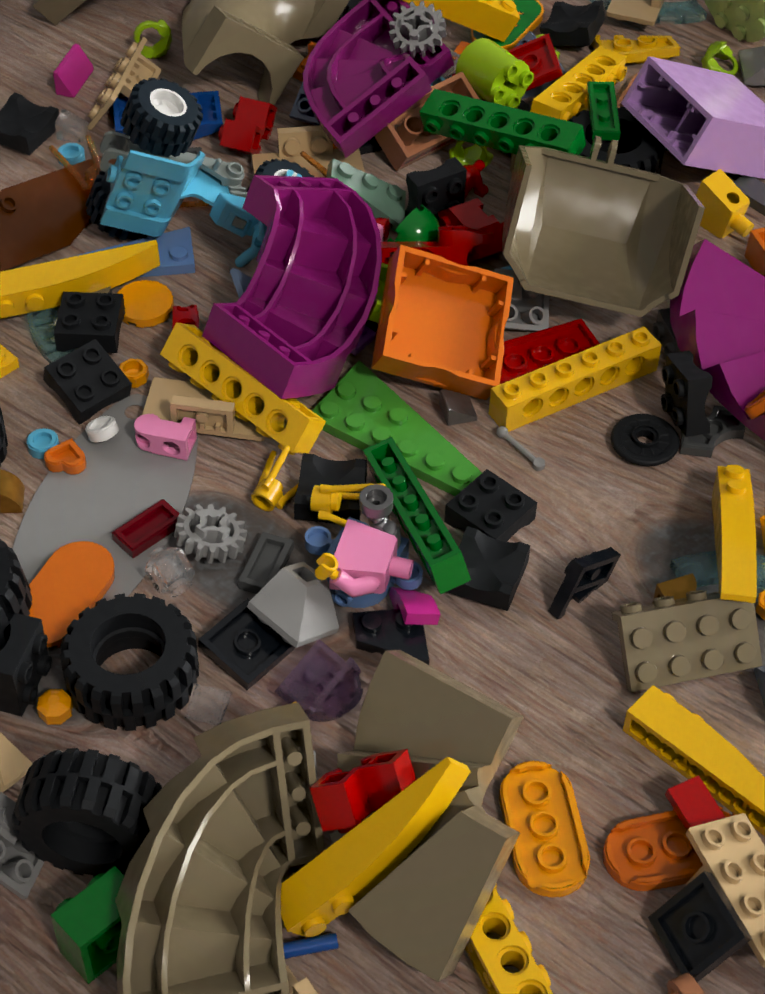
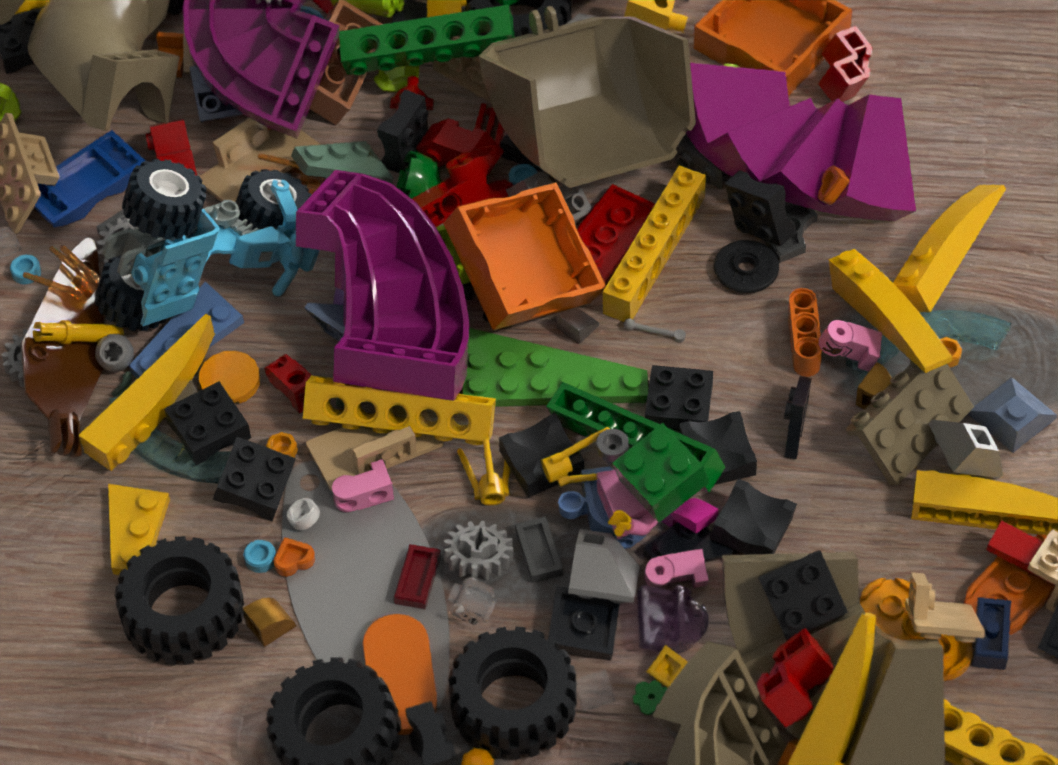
camera: 30 degrees left, 5 degrees up
(55, 208) = (66, 332): none -> yellow pin
(72, 238) = (114, 352): none -> light grey piece
(359, 641) = (675, 568): none -> bright pink leg
(392, 543) = (660, 472): none -> green brick
(435, 720) = (803, 594): none -> black brick
(465, 643) = (752, 520): none -> black brick
(549, 818) = (938, 618): none -> tan bracket
(609, 875) = (993, 649): none -> dark blue slope
(650, 517) = (804, 332): none -> orange beam
(680, 542) = (852, 342): none -> bright pink leg
(719, 695) = (968, 448): none -> light grey slope

